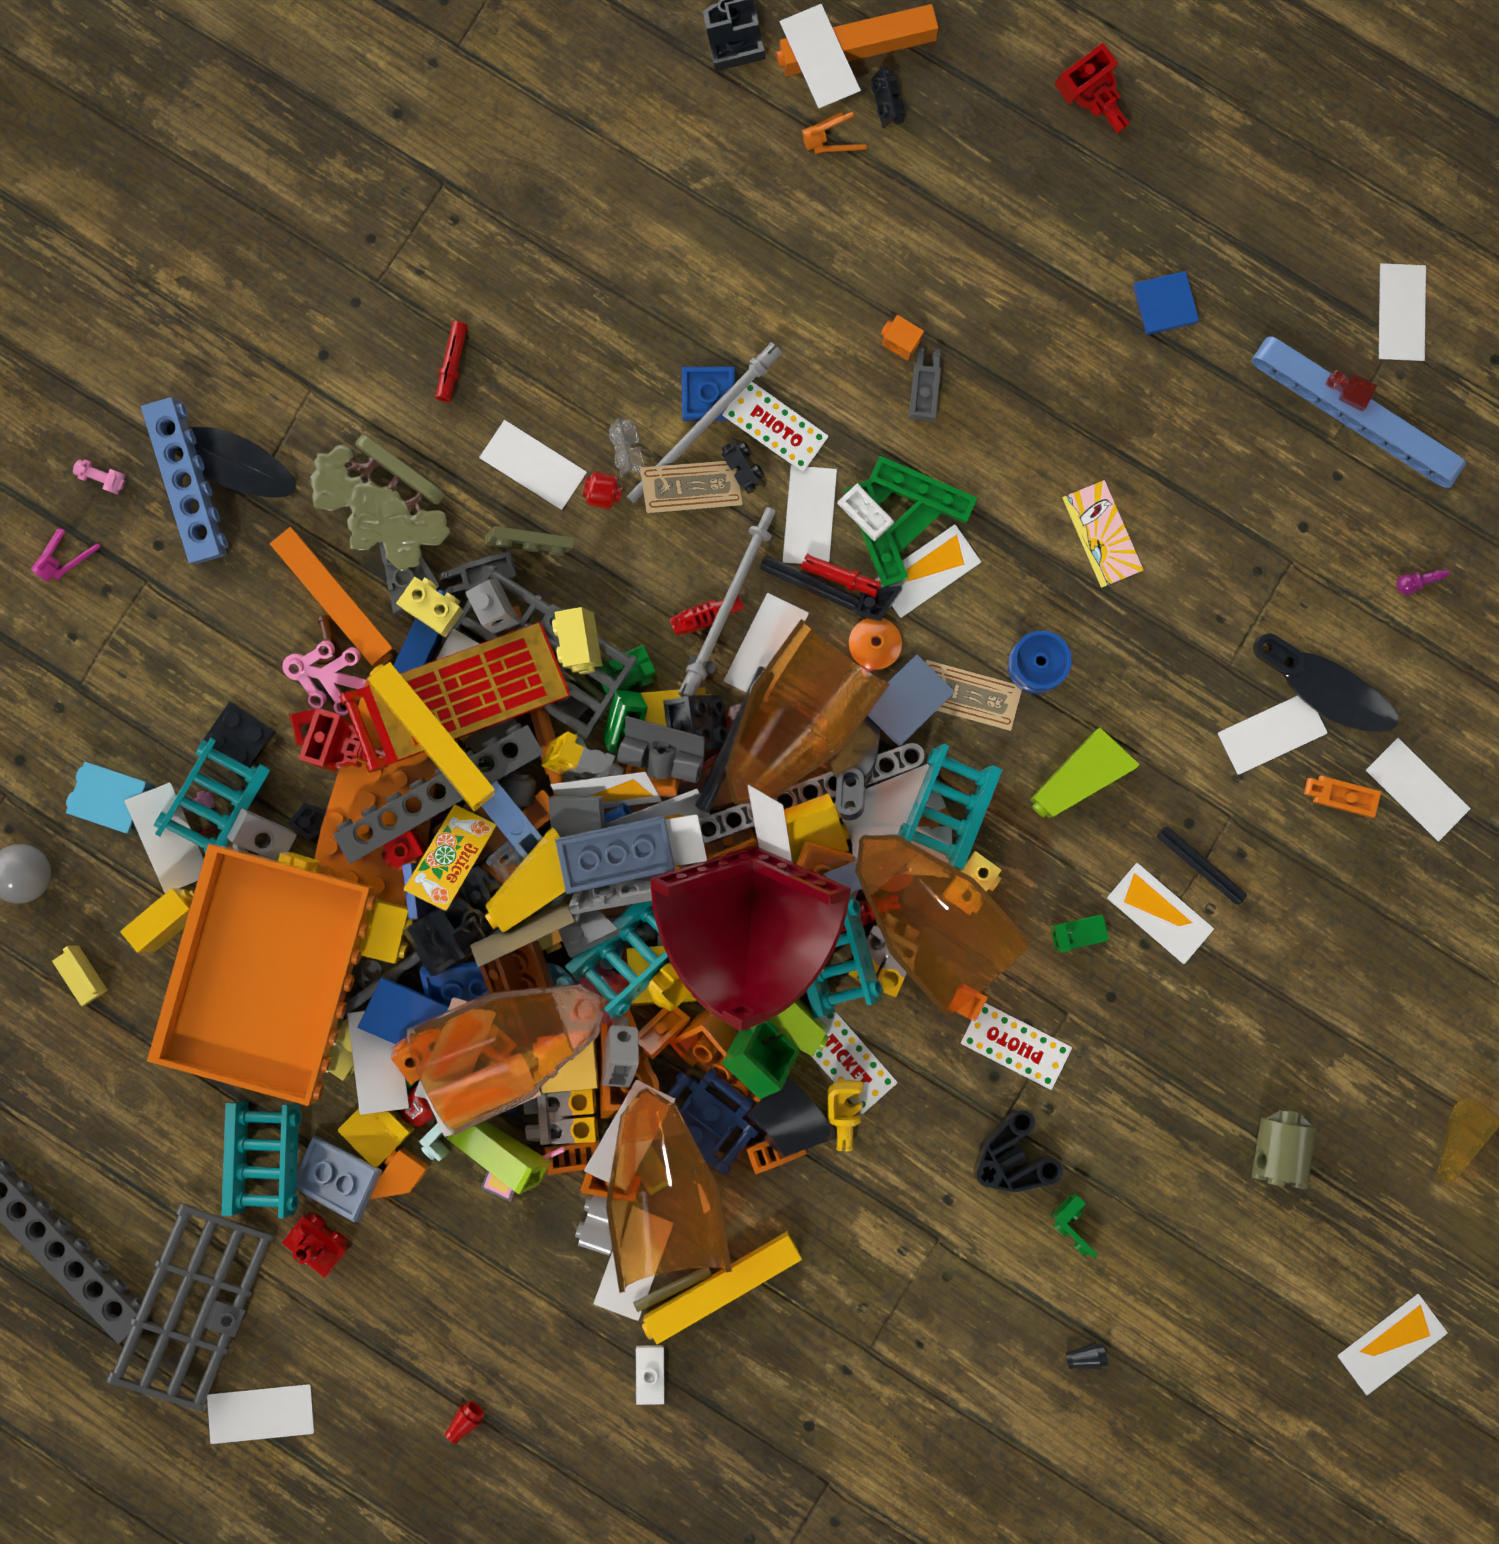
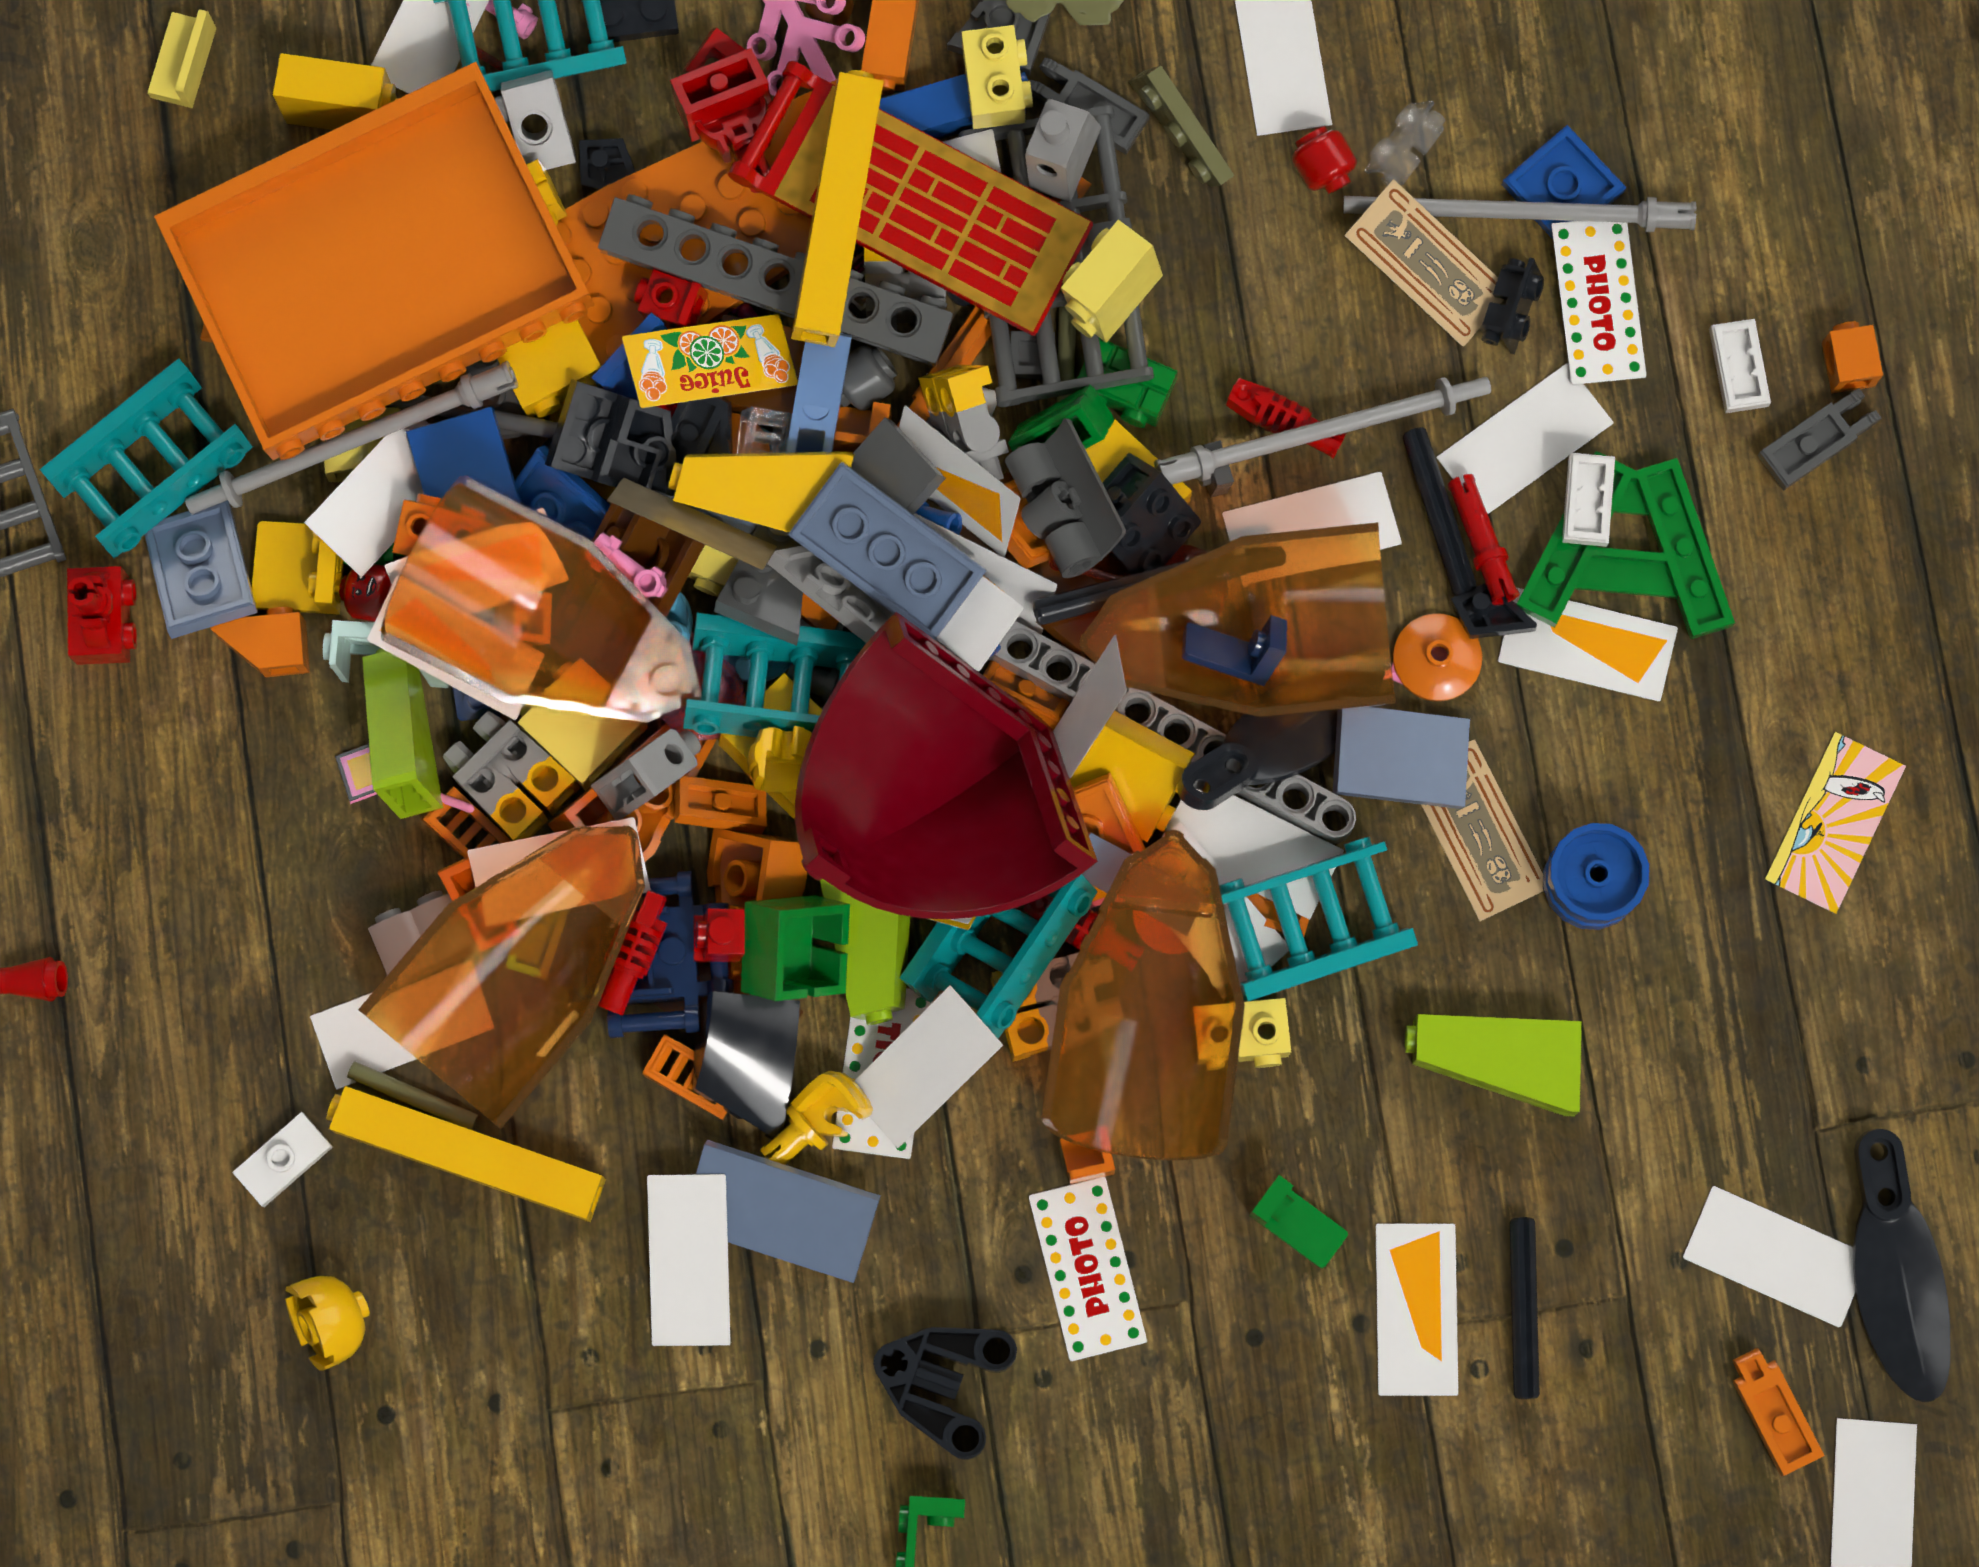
camera: 50 degrees right, 5 degrees down
(365, 981) = (469, 392): none -> light grey bar
(531, 979) = (649, 582): none -> bright pink bar
(701, 1133) = (635, 954): none -> red hinge
(725, 1087) = (719, 935): none -> red brick
(744, 1418) = (327, 1318): none -> yellow cylinder
(799, 734) = (1242, 659): none -> dark blue bracket
(859, 1226) = (688, 1260): none -> white sticker
(861, 390) = (1739, 366): none -> white plate
(866, 1042) = (926, 1065): none -> white sticker
(873, 1165) = (792, 1212): none -> sand blue tile

